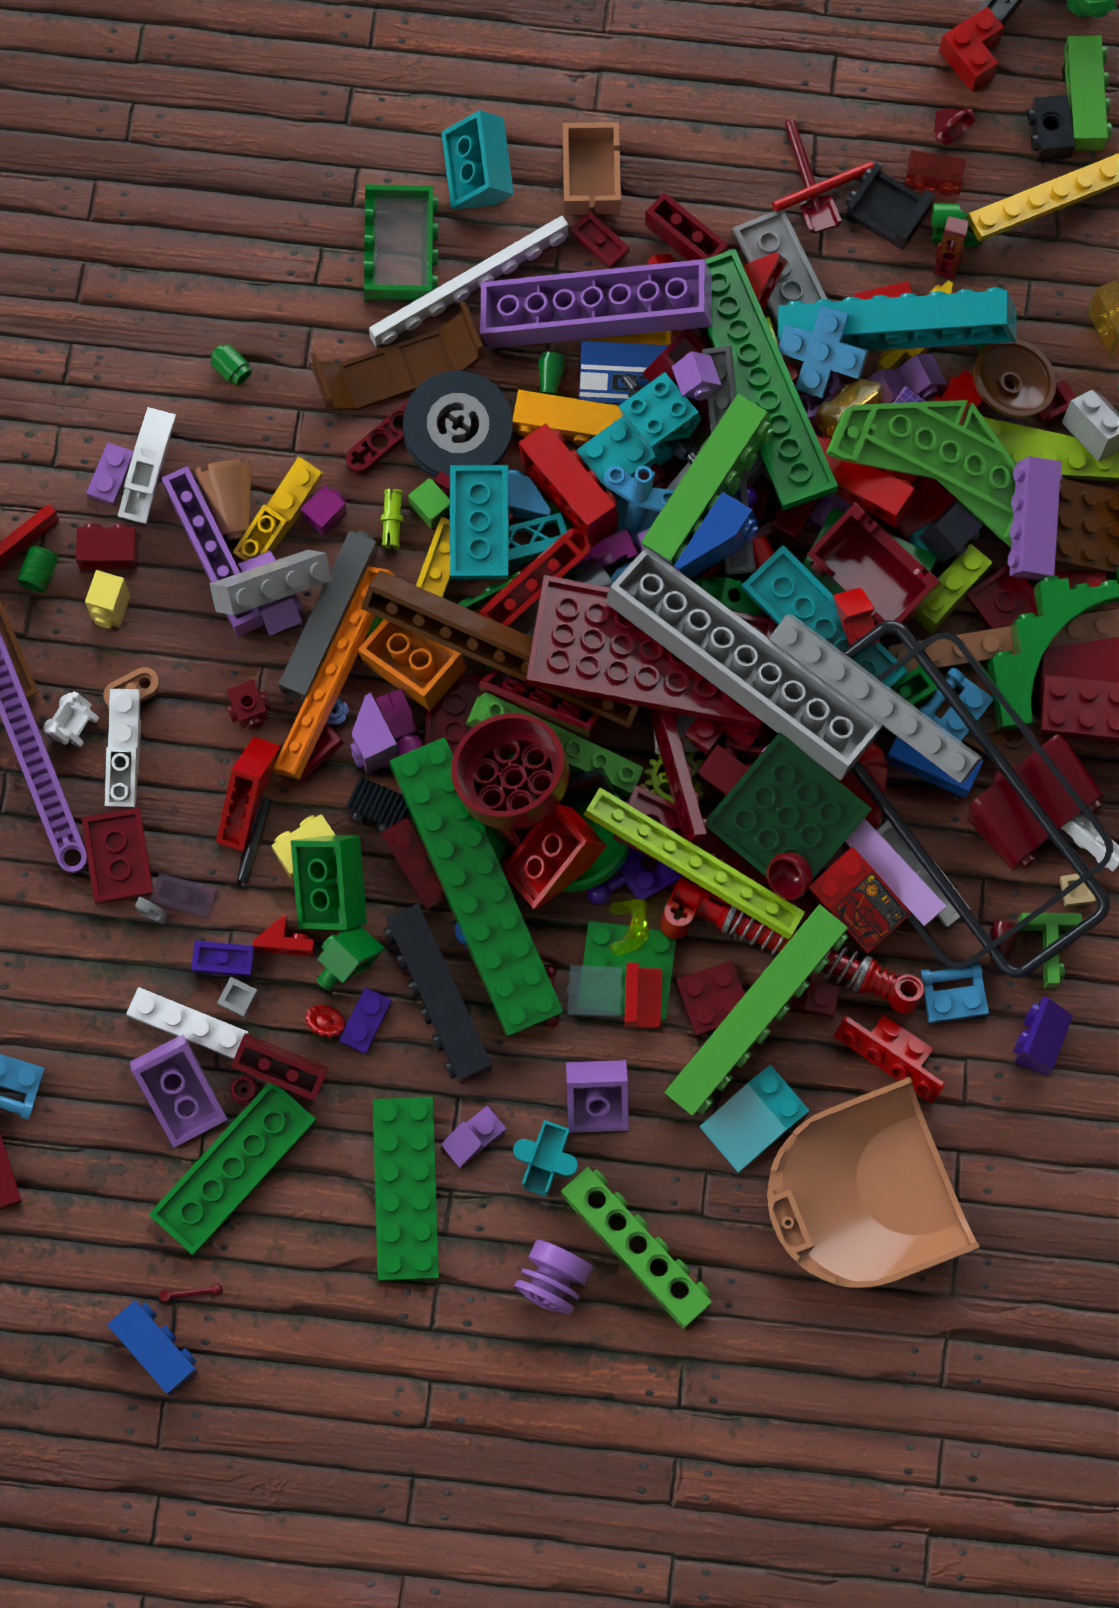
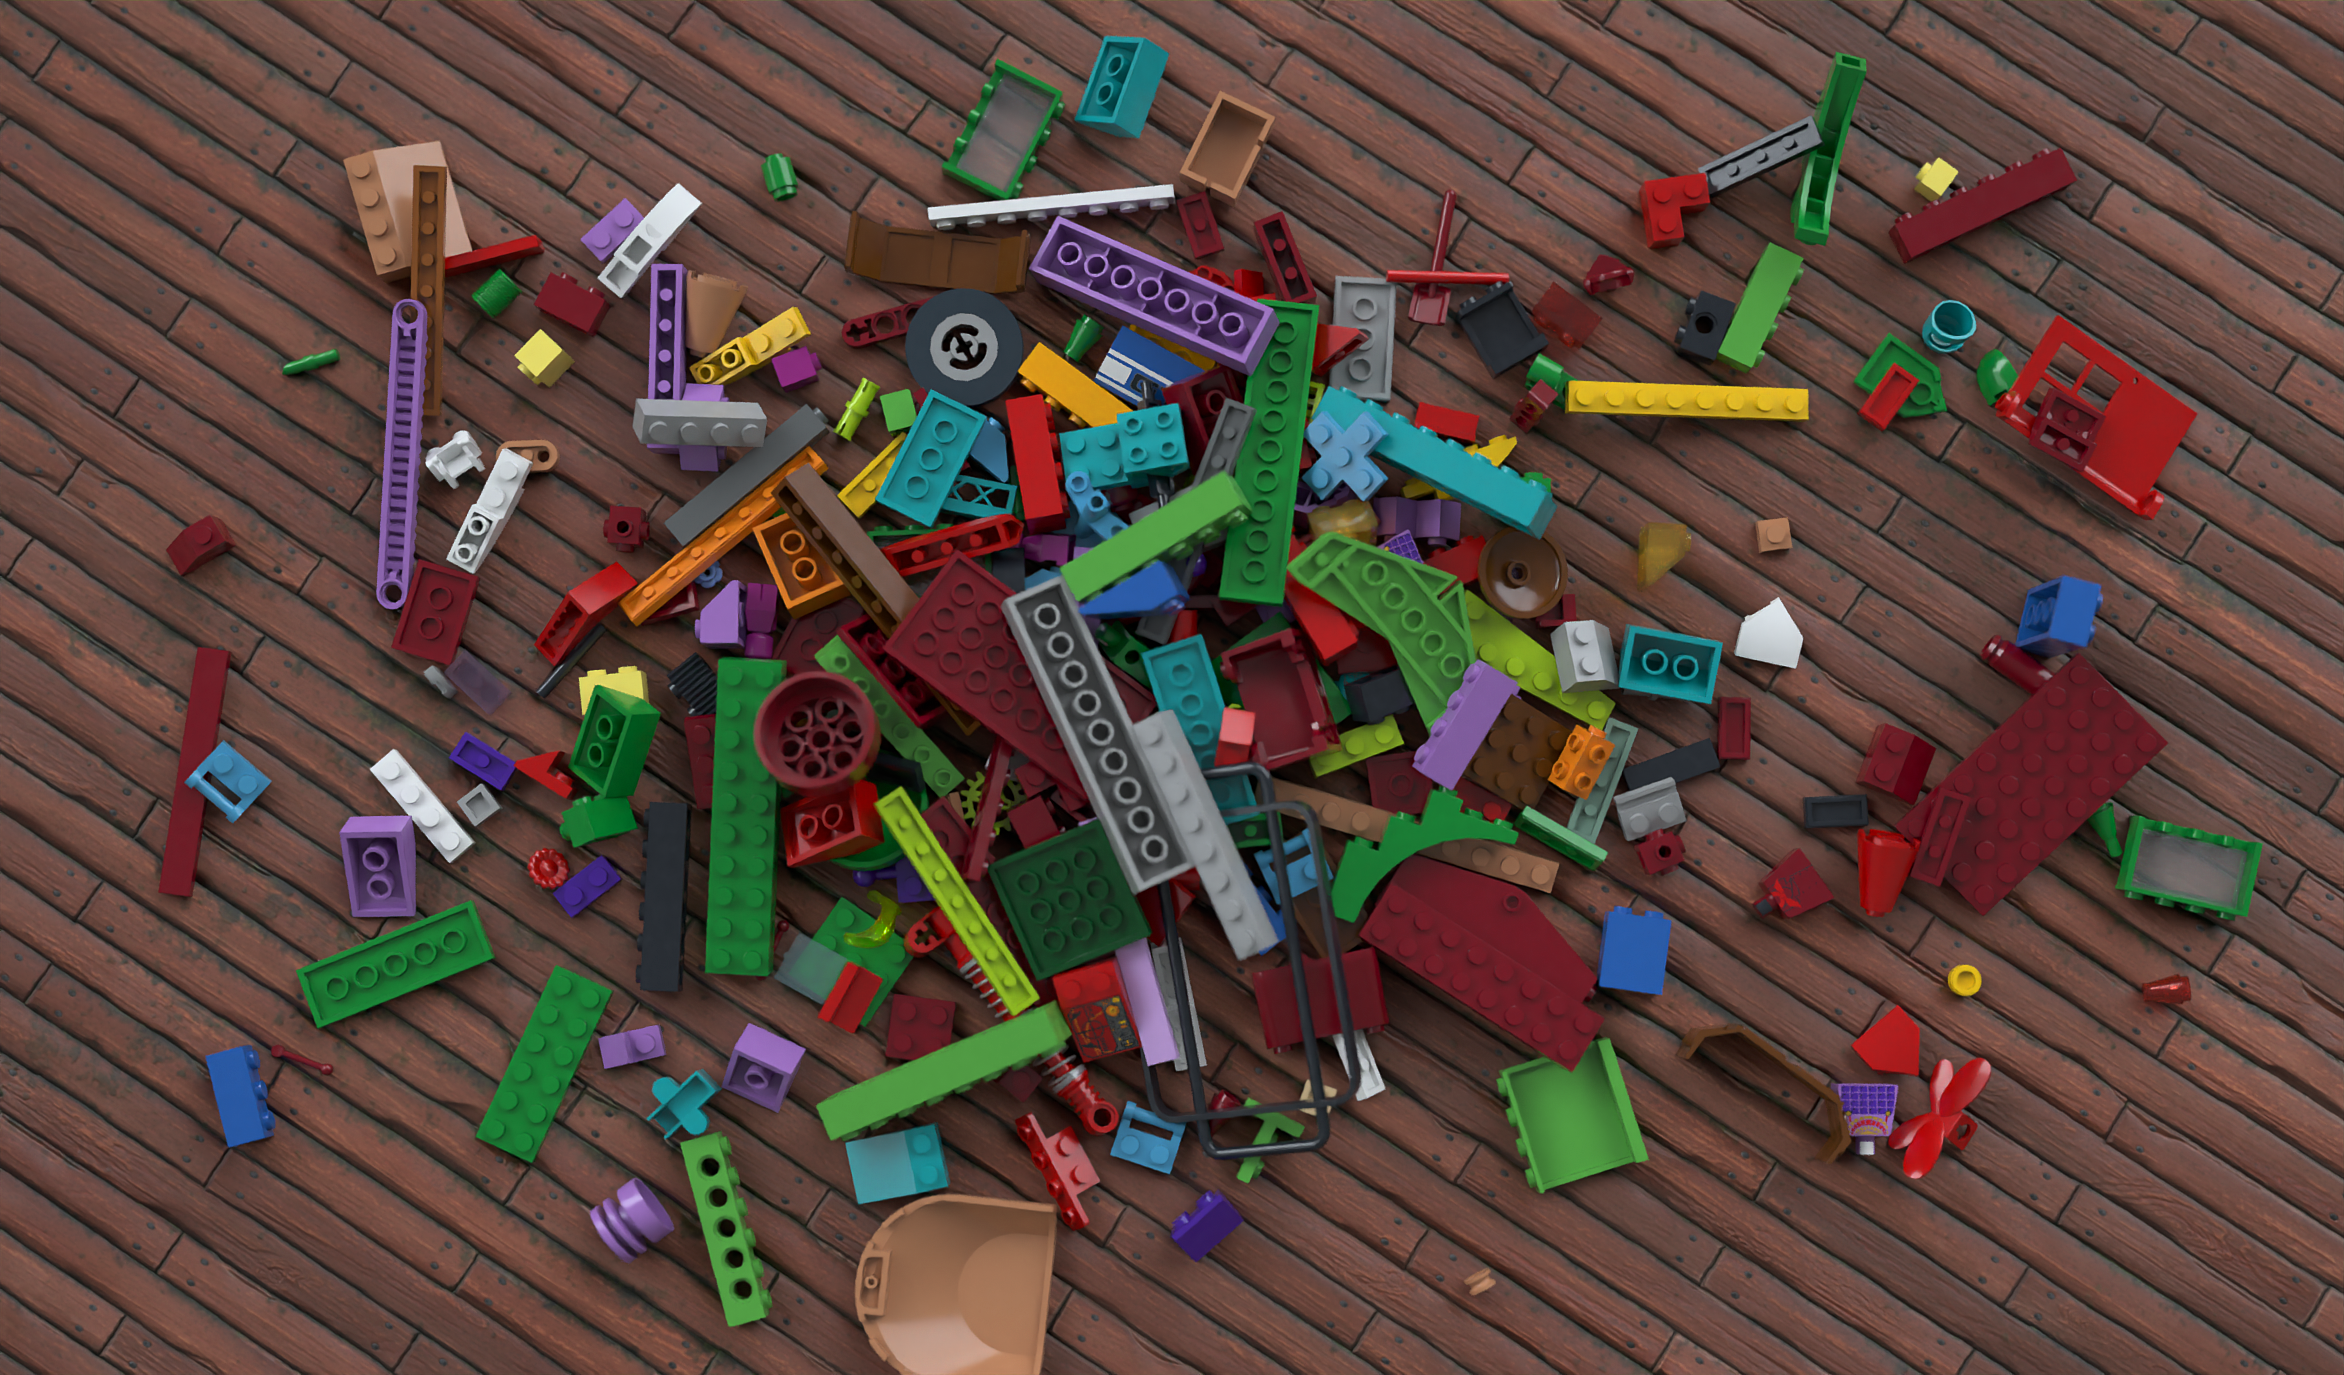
camera: 30 degrees right, 10 degrees up
(240, 1083) = (435, 892): dark red plate -> none
(279, 1066) = (481, 893): dark red brick -> none
(696, 376) = (1204, 424): medium lavender brick -> none
(789, 875) = (1039, 959): dark red piece -> none

